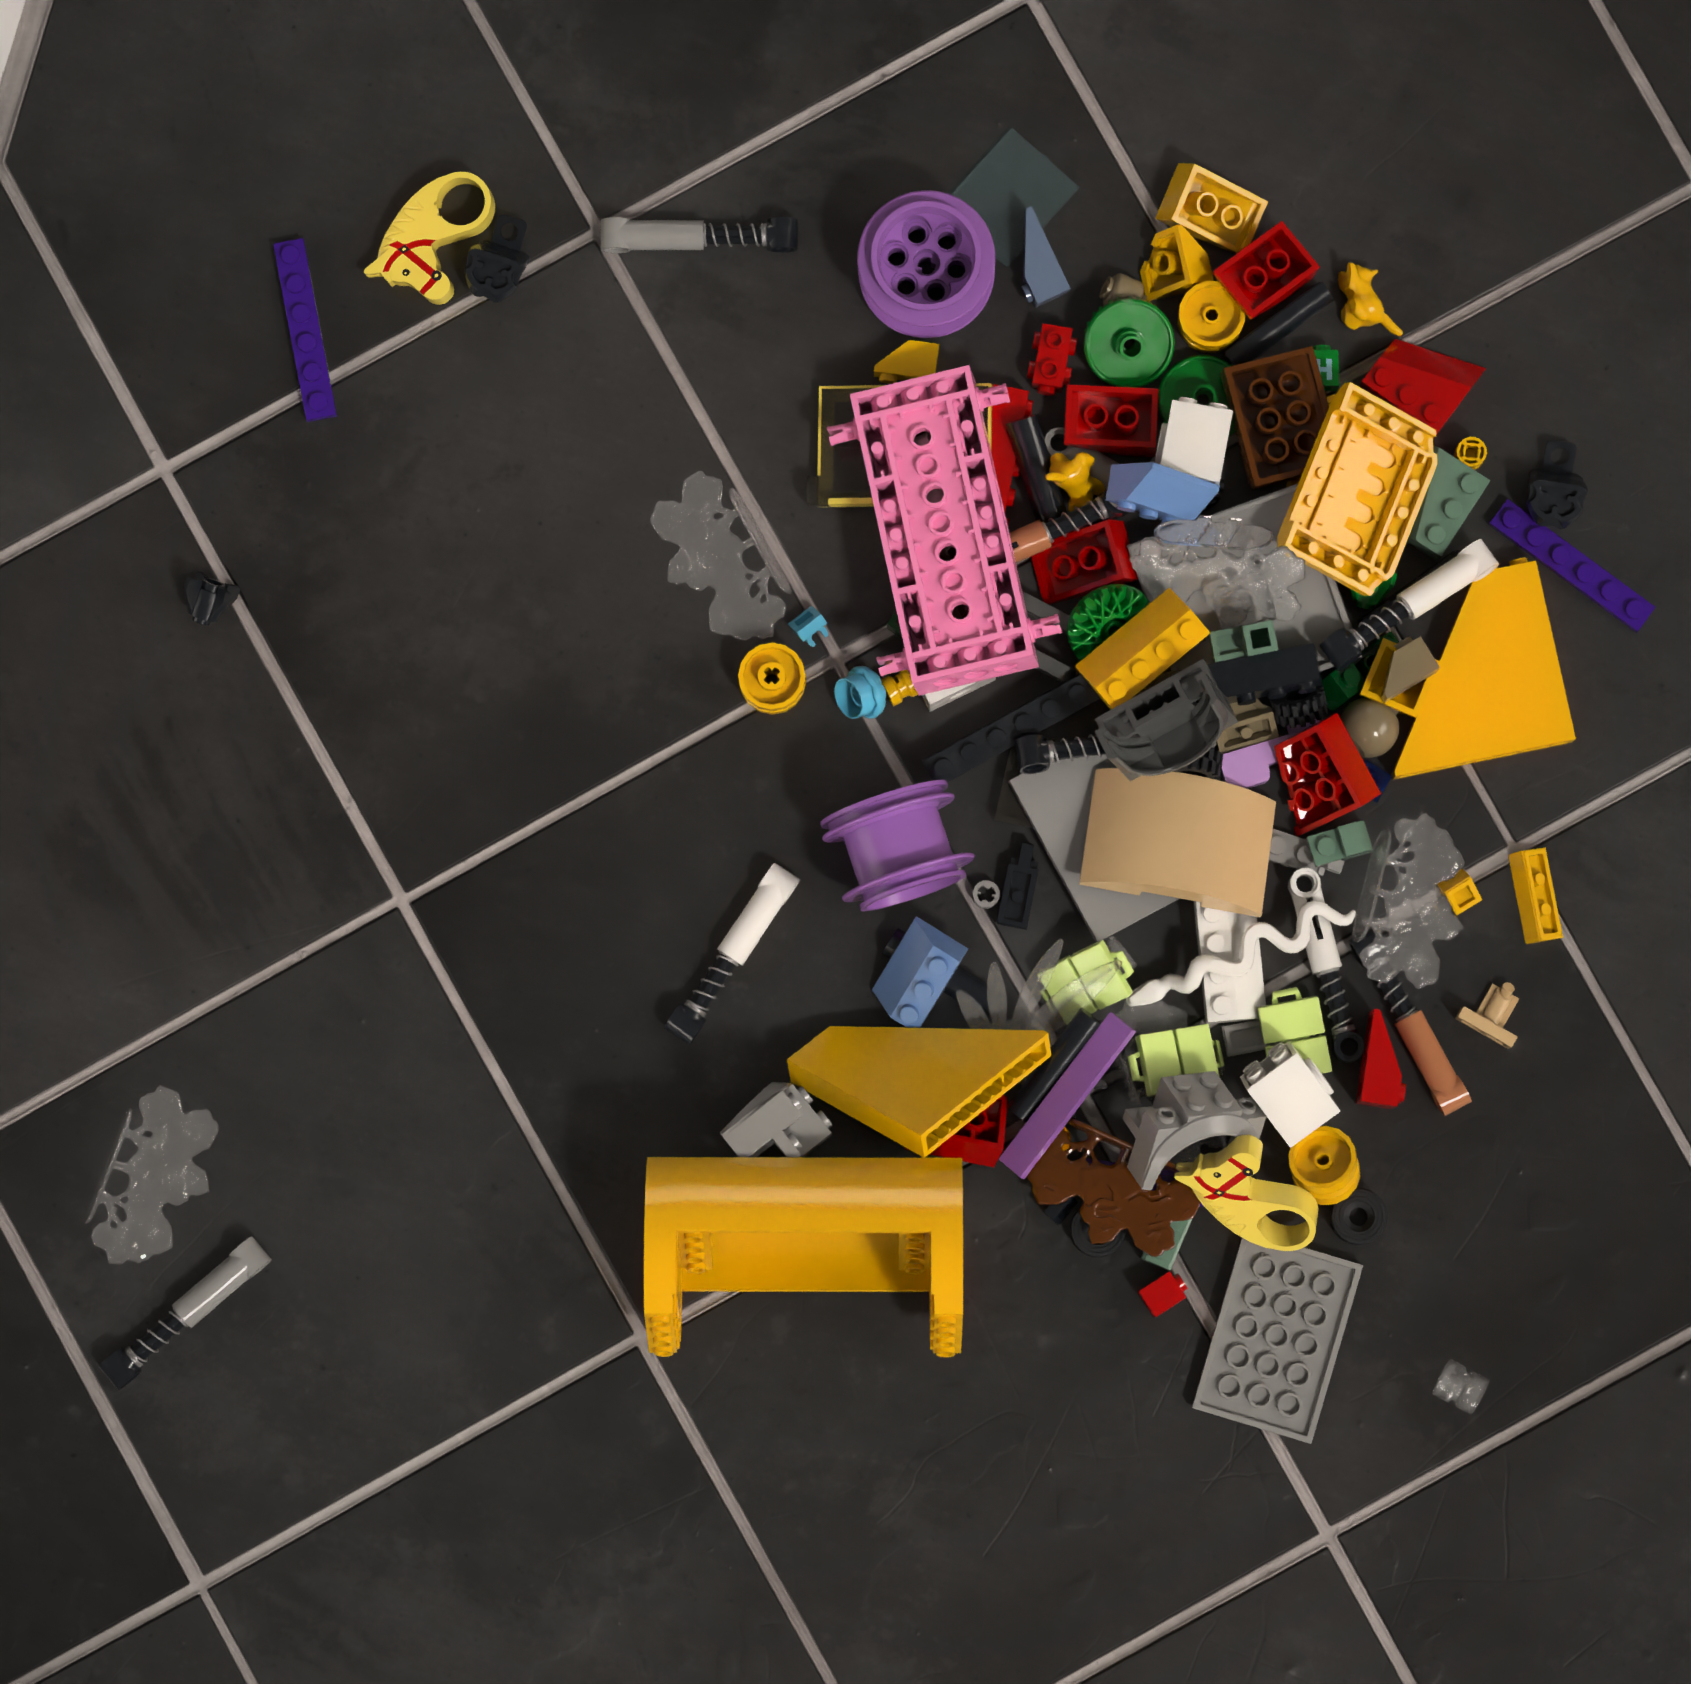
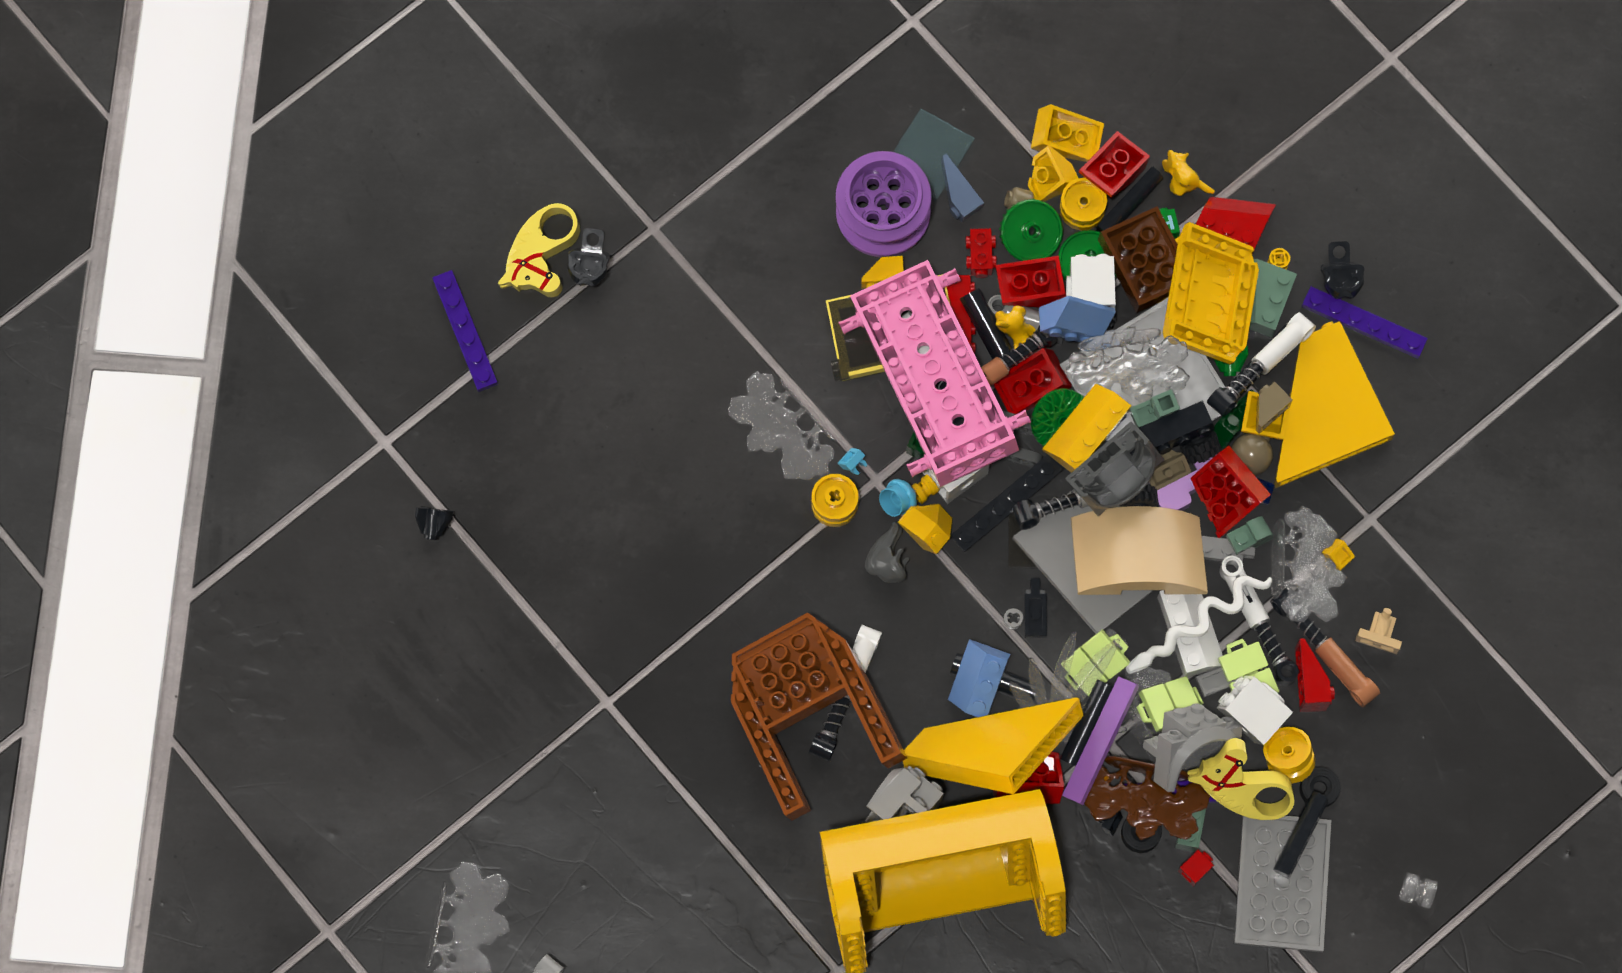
camera: 15 degrees left, 10 degrees down
(624, 235) = (671, 226): piece -> none
(660, 921) = (791, 678): none -> dark orange wedge
(821, 776) = (882, 560): none -> dark grey piece
(894, 741) = (927, 526): none -> yellow slope
(897, 845) = (946, 590): medium lavender wheel -> none
(1315, 1279) = (1301, 834): none -> black brick
(1535, 895) = (1390, 546): yellow slope -> none

